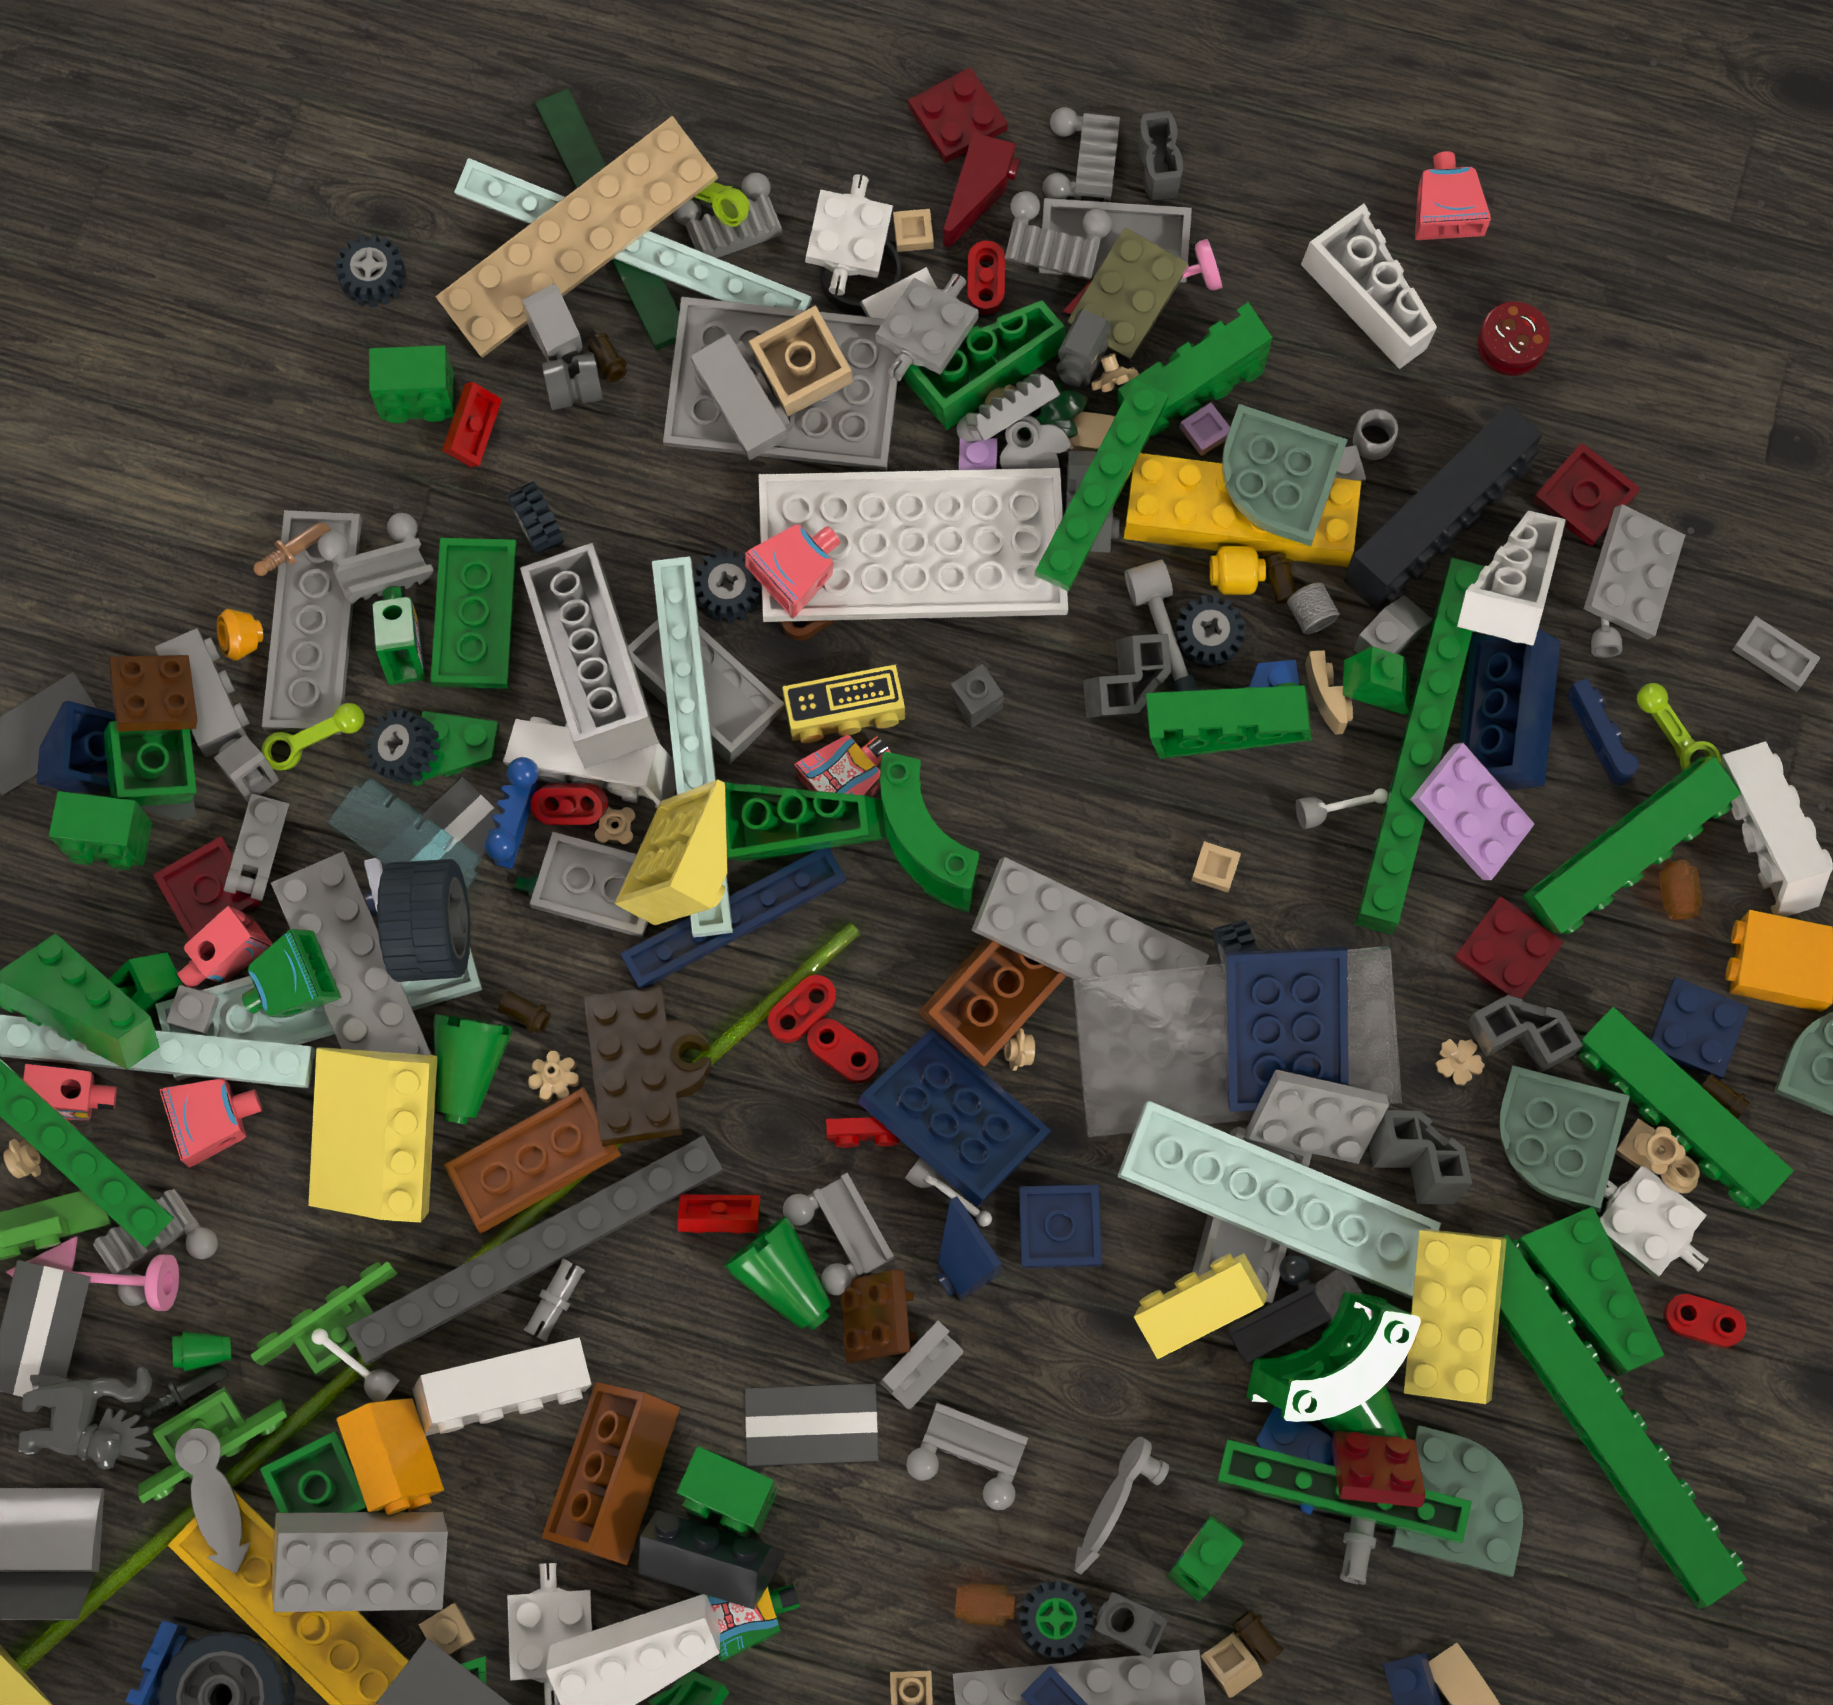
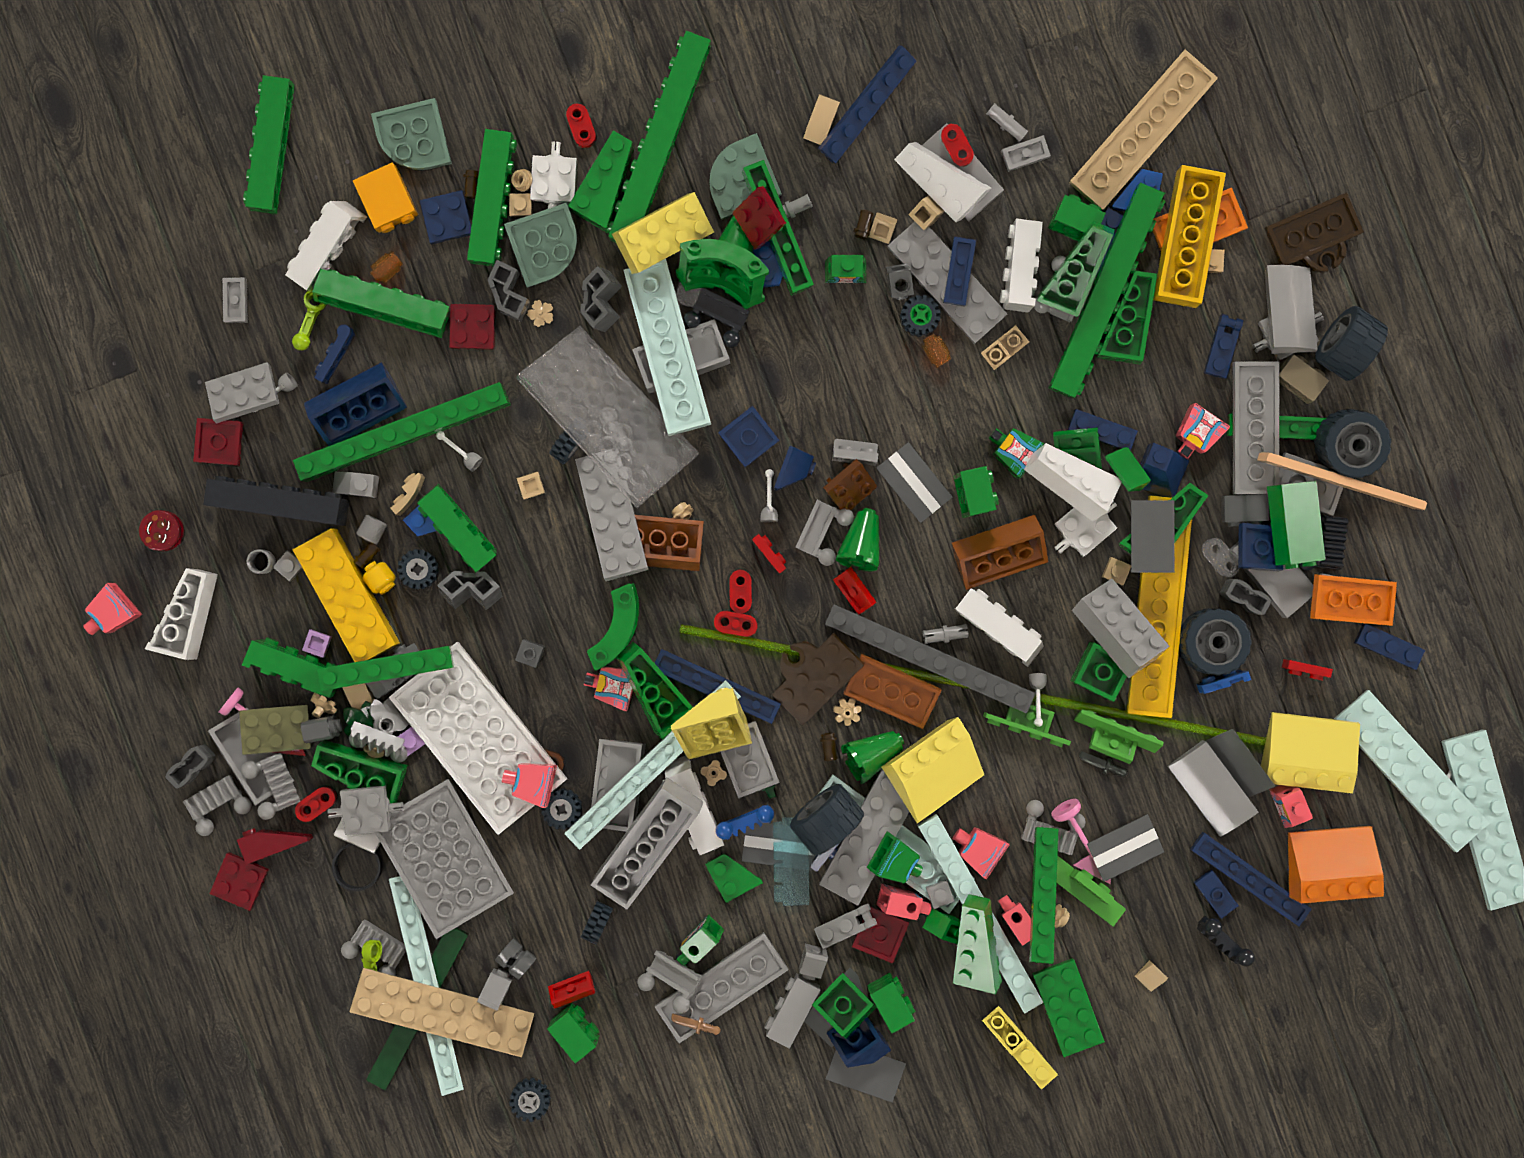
camera: 125 degrees left, 15 degrees up
(73, 1416) = (1151, 801): dark grey animal -> none
(152, 693) = (813, 1029): reddish brown plate -> none
(199, 1350) = (1081, 771): green cone -> none
(212, 1497) = (1139, 713): light grey brick -> none
(238, 633) = (753, 1016): light orange cone -> none
(346, 719) = (756, 933): lime piece -> none
(390, 1456) = (1066, 650): light orange brick -> none
(407, 760) = (756, 891): black wheel -> none
(474, 613) = (661, 916): green plate -> none
(572, 804) = (720, 799): red plate -> none
(610, 364) = (490, 952): dark brown pin -> none
(707, 1559) = (1009, 479): black slope -> none
(741, 395) = (465, 872): light grey brick -> none
(801, 361) = (428, 855): tan brick -> none
(844, 704) = (579, 711): light yellow brick -> none
(848, 234) = (343, 884): white plate -> none
(913, 230) = (316, 857): tan plate -> none
(954, 1117) = (735, 517): dark blue plate -> none
(972, 1441) = (870, 403): light grey gear -> none
(1134, 1462) = (827, 329): light grey brick -> none
(1149, 586) = (415, 612): light grey piece -> none
(1200, 1304) = (740, 348): light yellow brick -> none
(1280, 472) = (318, 588): sand green plate -> none
(1284, 1016) = (588, 395): dark blue plate -> none
(1317, 1116) = (617, 355): light grey plate -> none
(1378, 679) = (387, 473): green slope -> none
(1472, 811) = (419, 386): lavender plate -> none
(1515, 585) = (294, 438): white wedge -> none
(1661, 1138) = (514, 189): tan plate -> none

